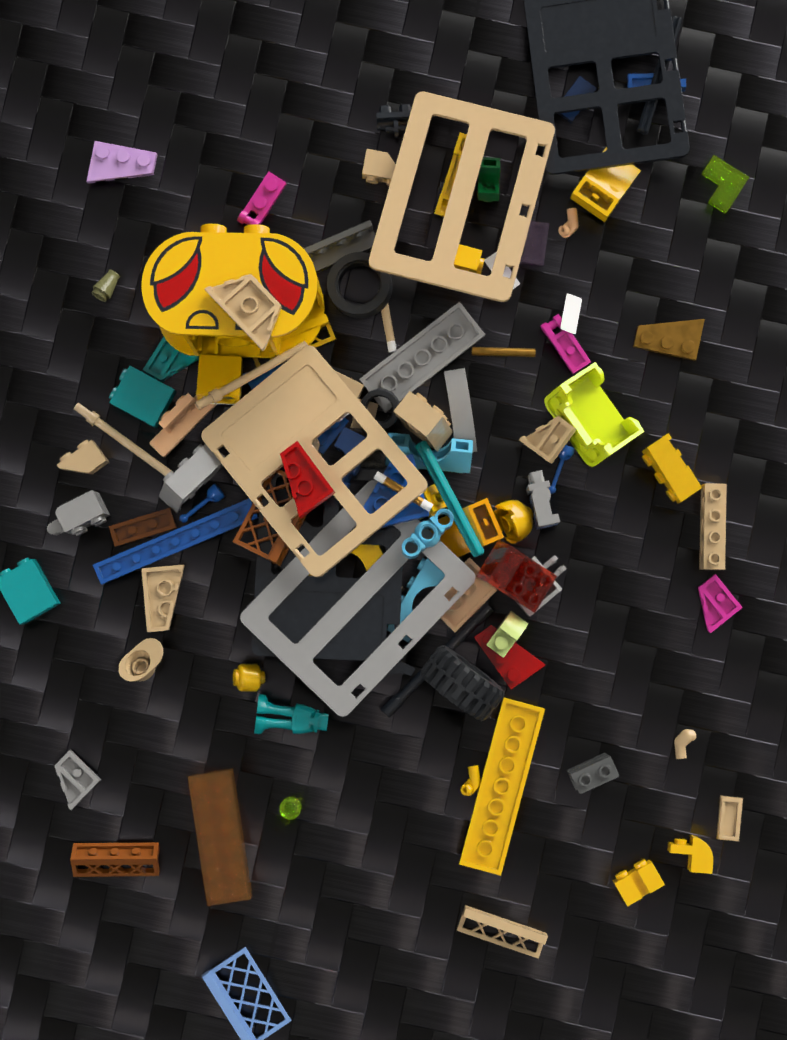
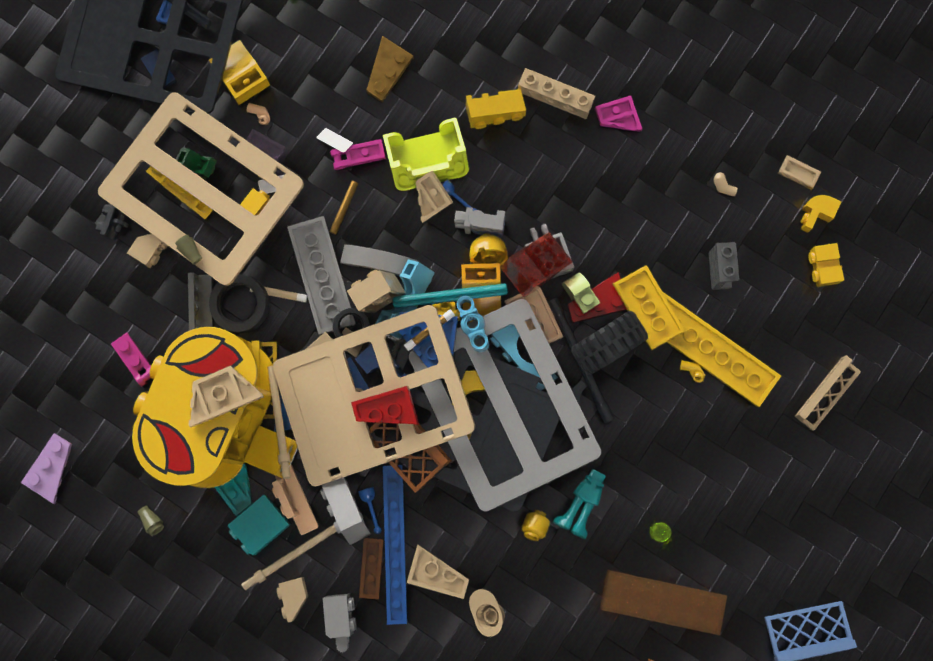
camera: 75 degrees left, 5 degrees down
(392, 210) = (189, 249): none -> olive cone
(519, 710) = (645, 298): none -> yellow tile

